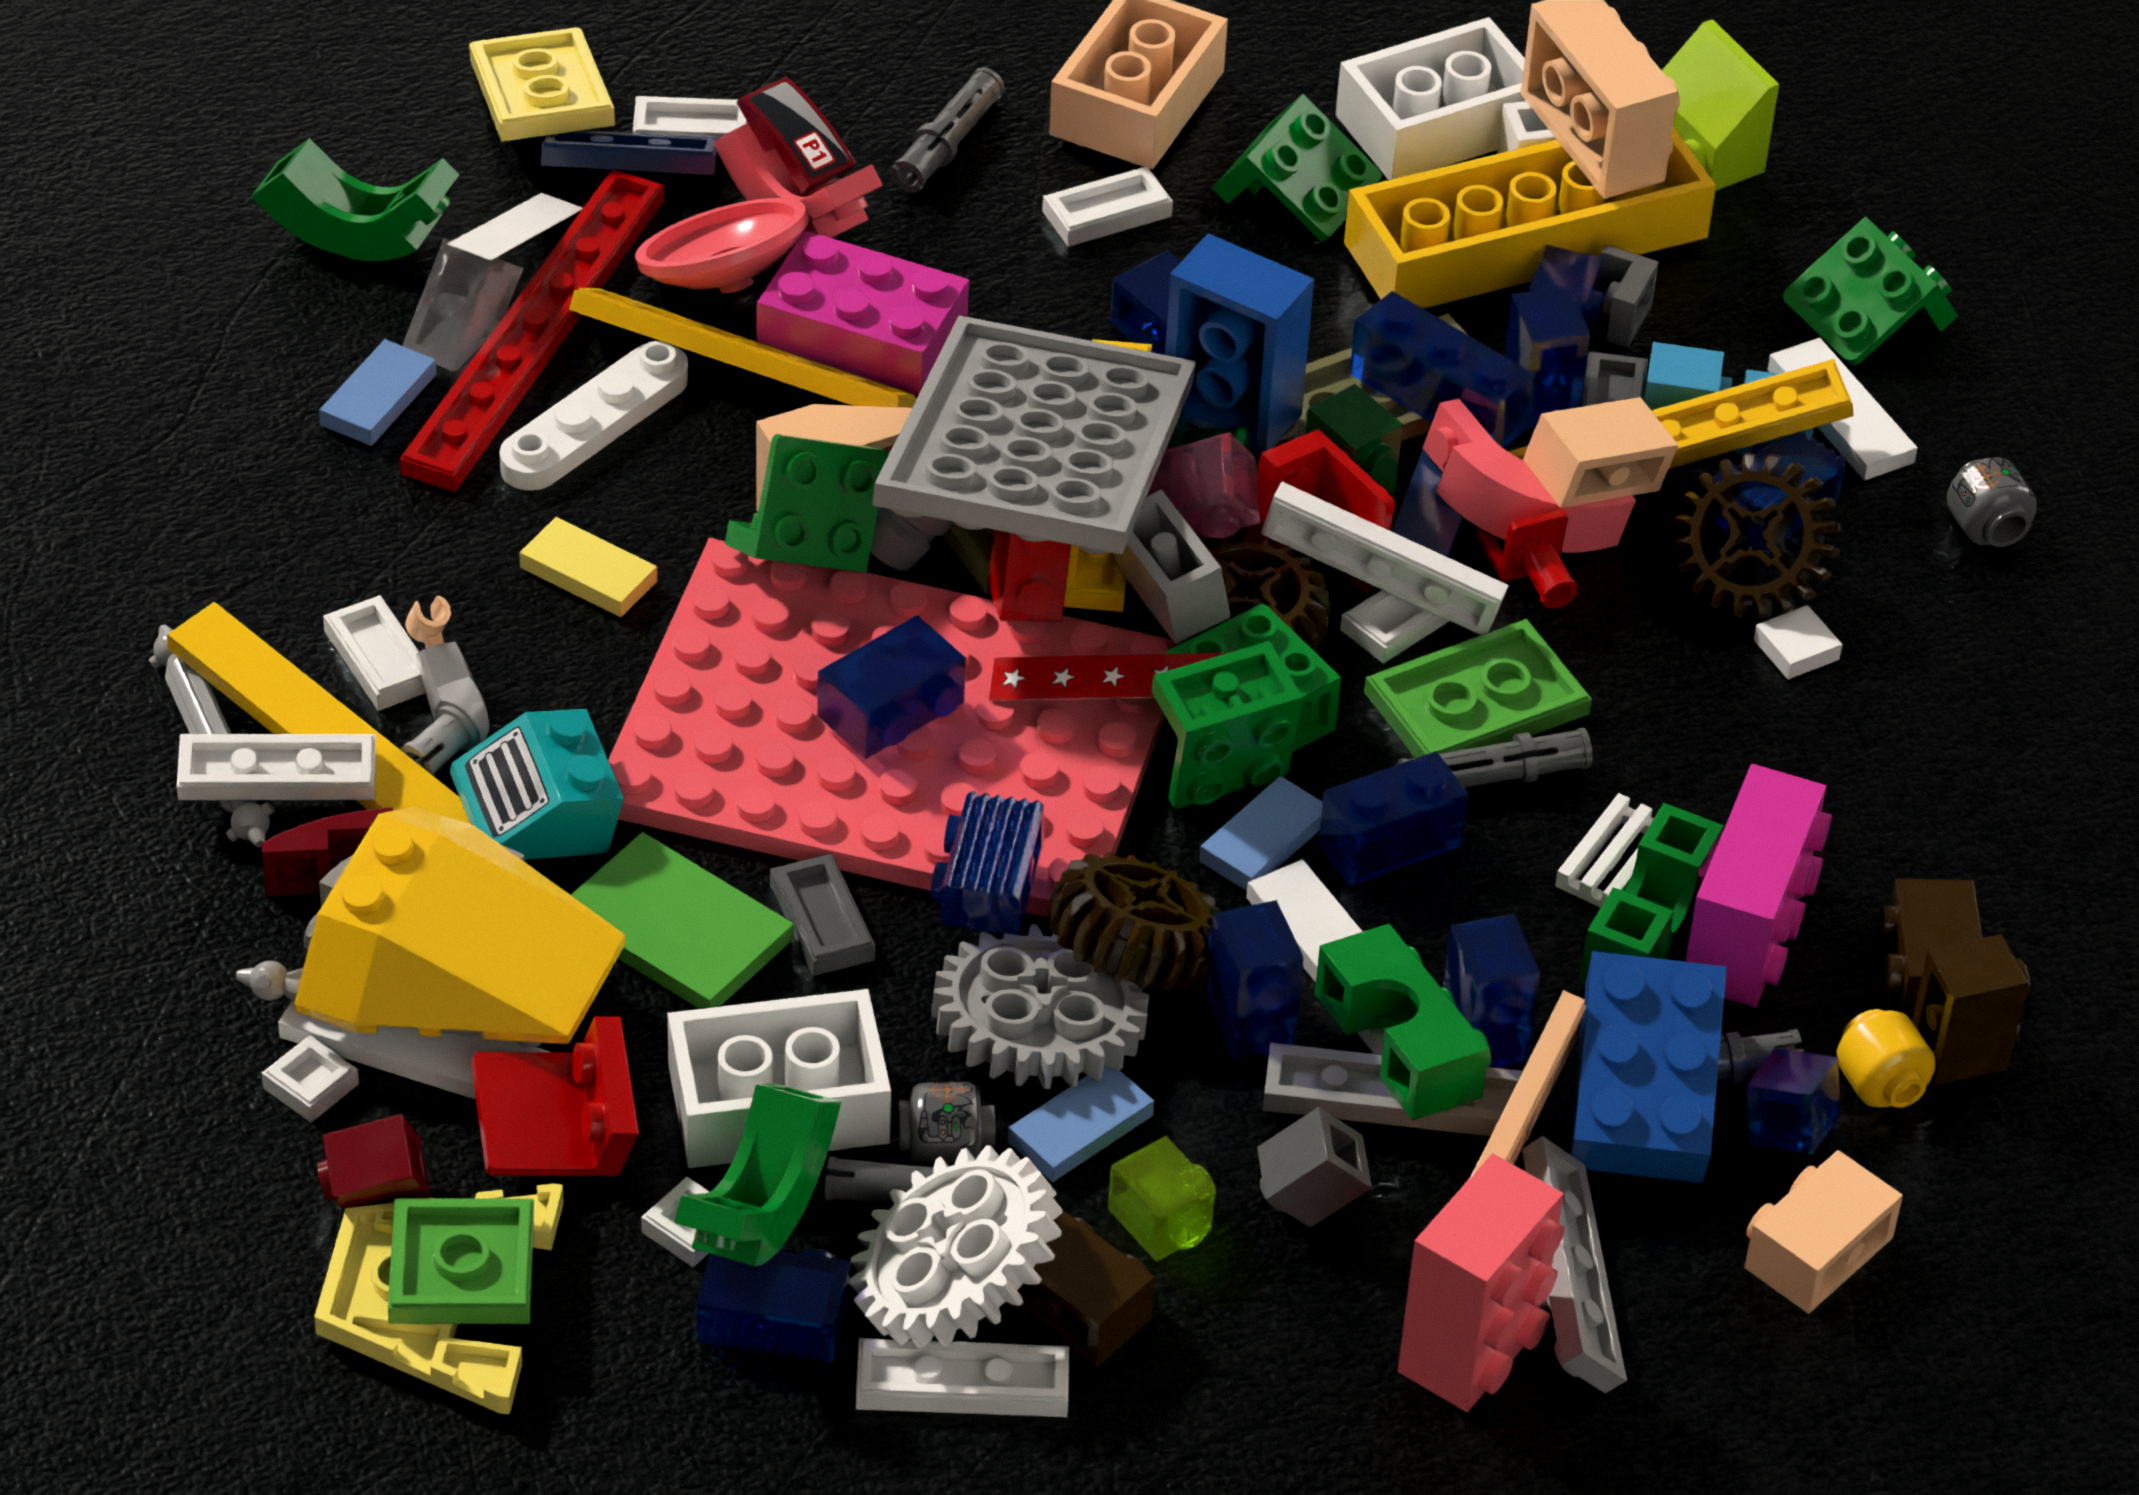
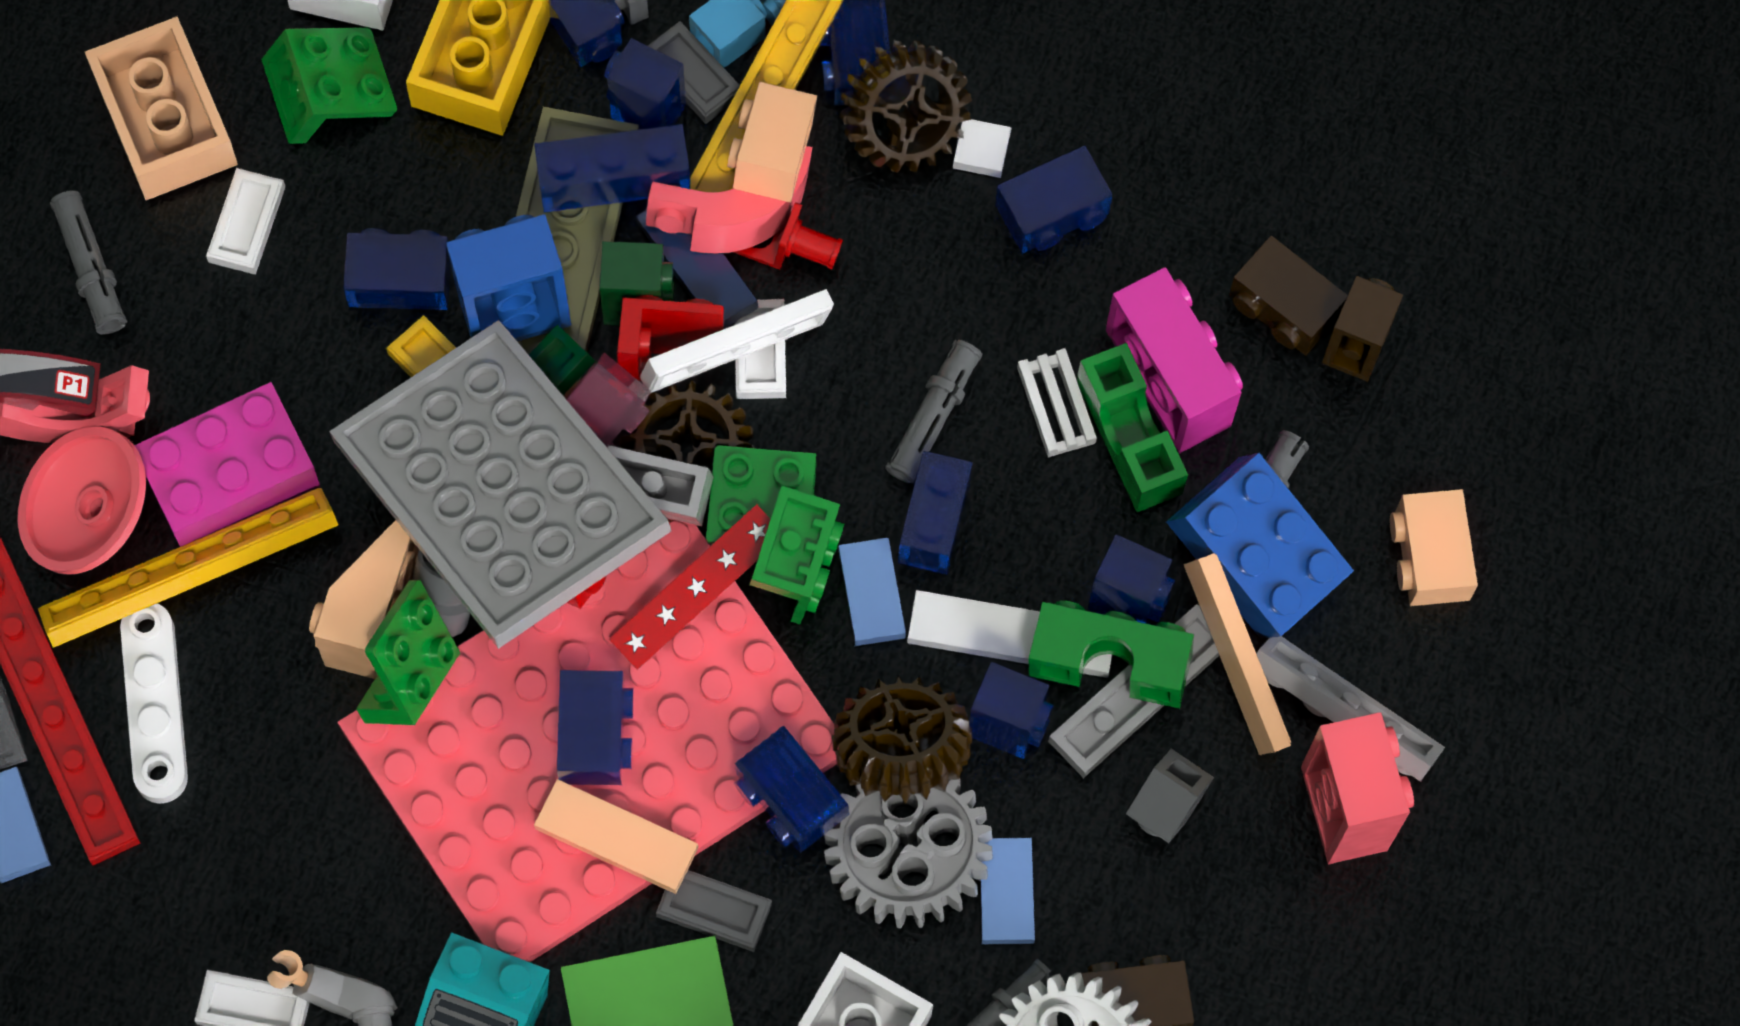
camera: 50 degrees left, 25 degrees up
(588, 567) = (291, 815): light yellow tile -> none
(809, 779) = (616, 836): none -> light nougat tile
(943, 1121) = (953, 977): dark grey head -> none
(1162, 1198) = (1115, 897): clear neon green brick -> none
(1478, 692) = (865, 369): bright green tile -> none
(1793, 1100) = (1339, 481): clear blue brick -> none
(1809, 715) = (1054, 200): none -> clear blue brick
(1885, 1056) = (1342, 398): yellow head -> none

